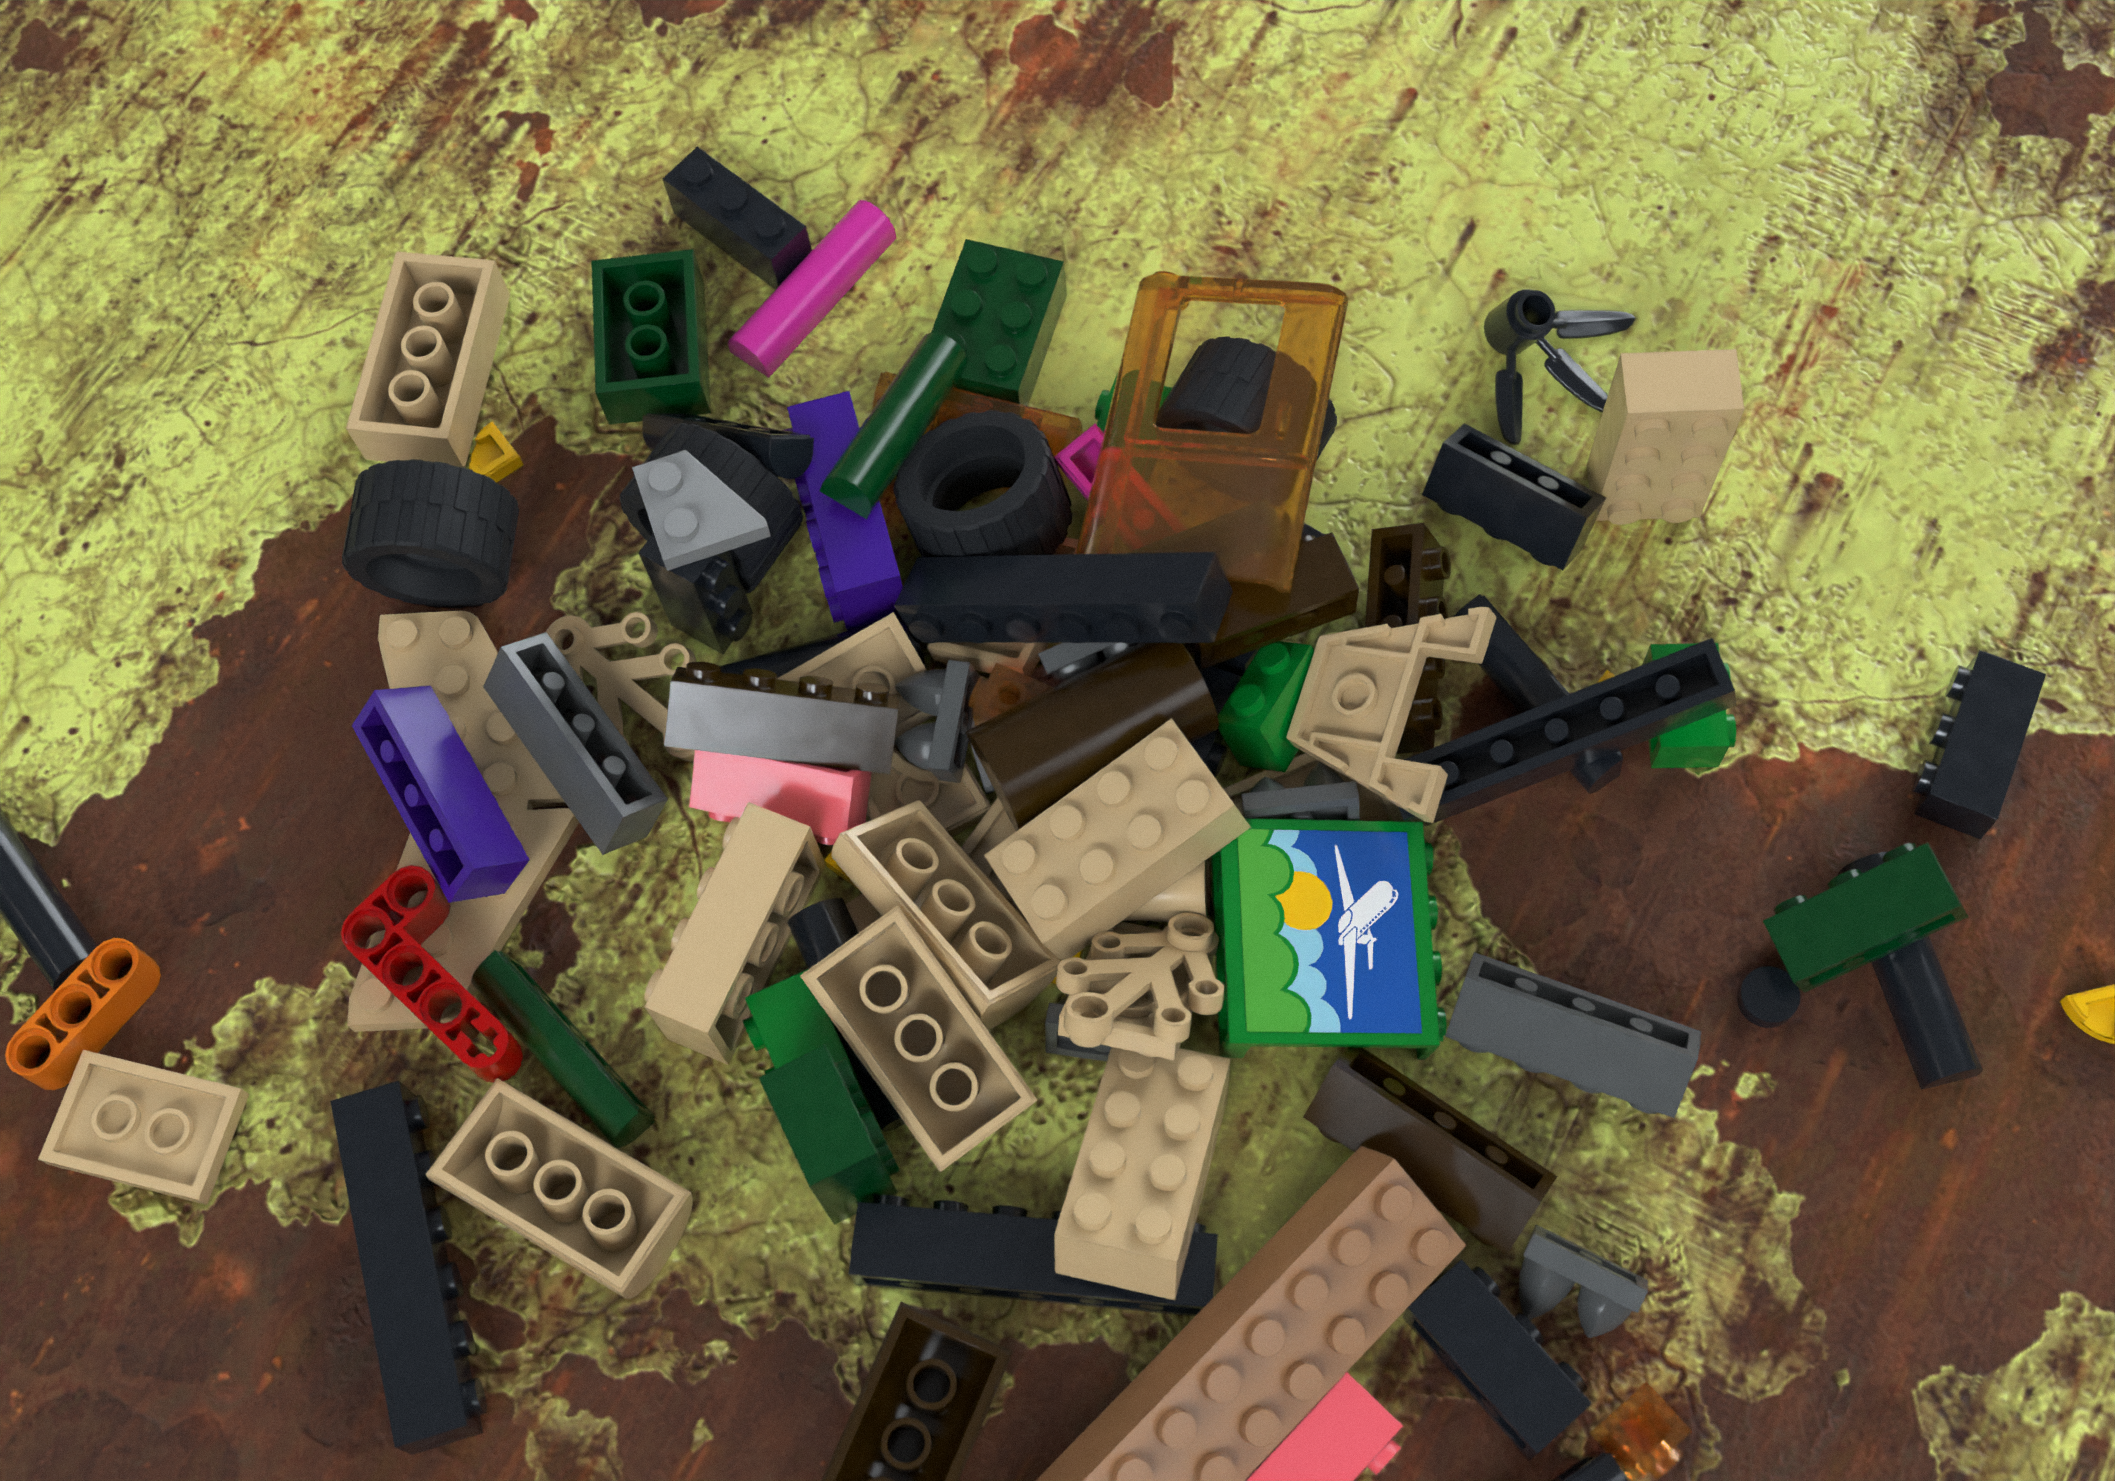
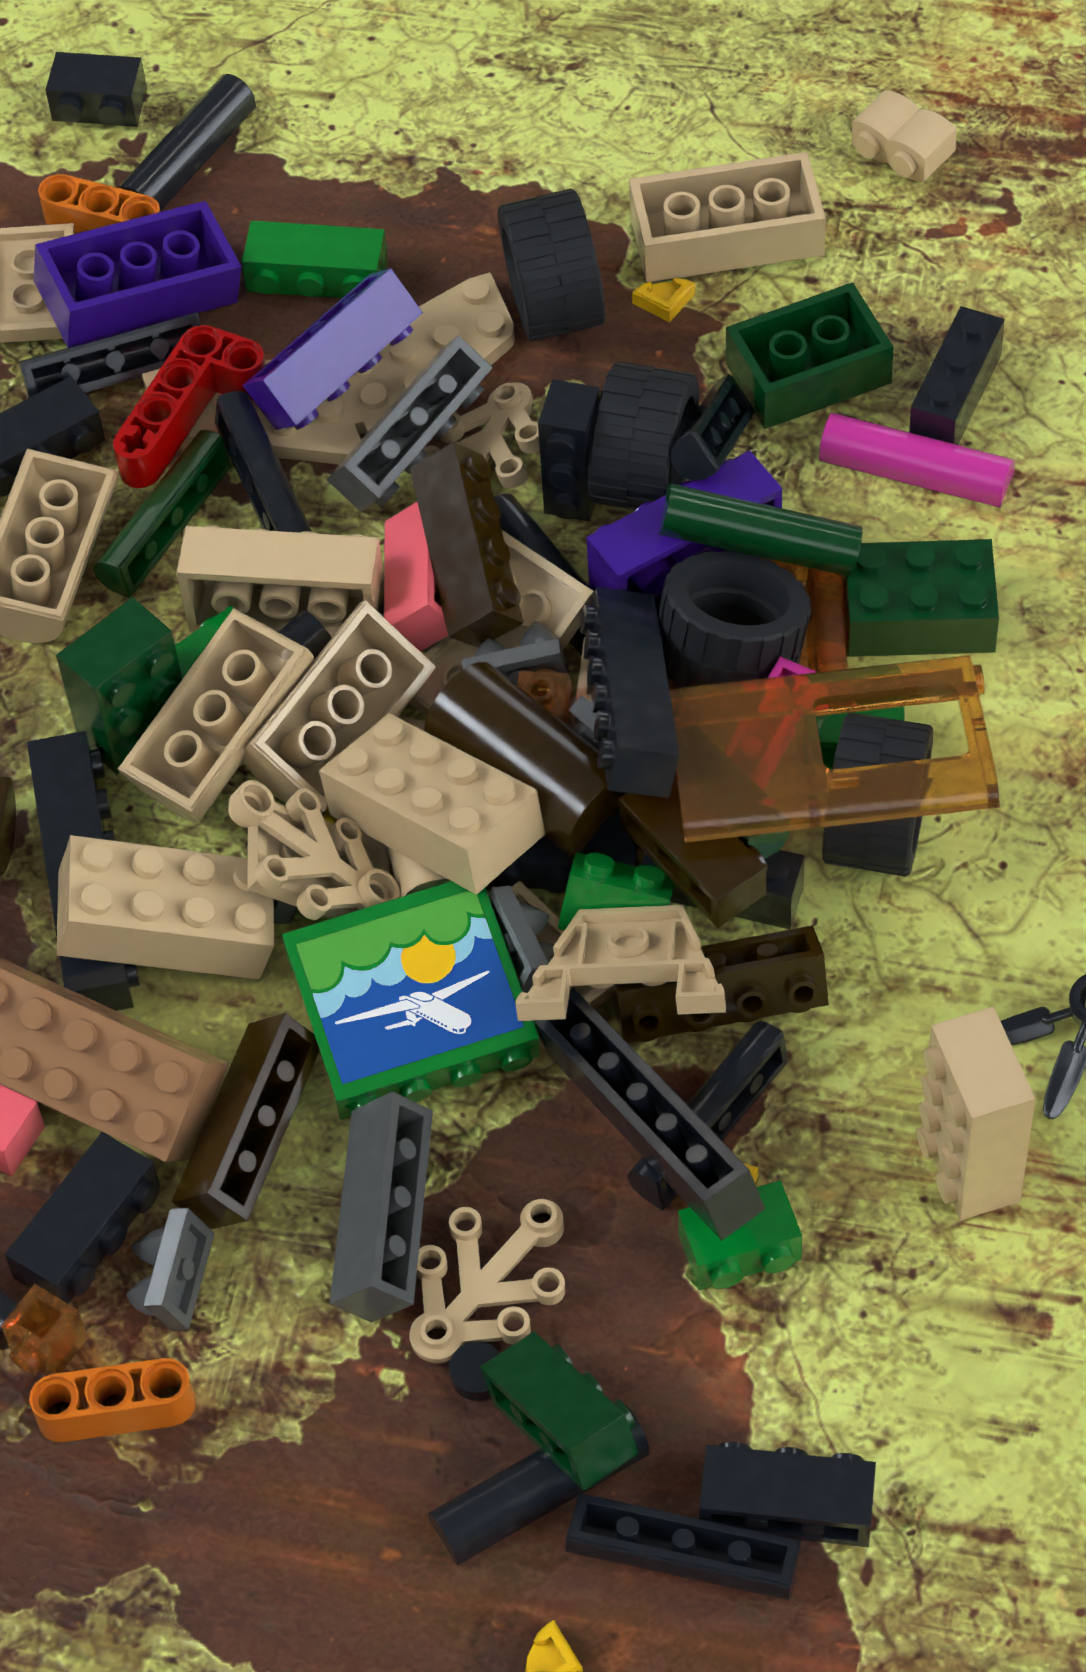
camera: 70 degrees right, 10 degrees down
(212, 989) = (136, 273): none -> dark purple brick
(275, 792) = (311, 258): none -> green brick
(312, 1054) = (108, 358): none -> black brick
(396, 174) = (903, 136): none -> tan brick
(568, 922) = (258, 464): none -> black brick
(694, 510) = (598, 397): light grey wing -> none
(1513, 496) = (897, 1030): black brick -> none
(1675, 965) = (484, 1285): none -> tan plant
(1747, 1354) = (90, 1387): none -> orange beam
(2016, 854) = (683, 1546): none -> black brick

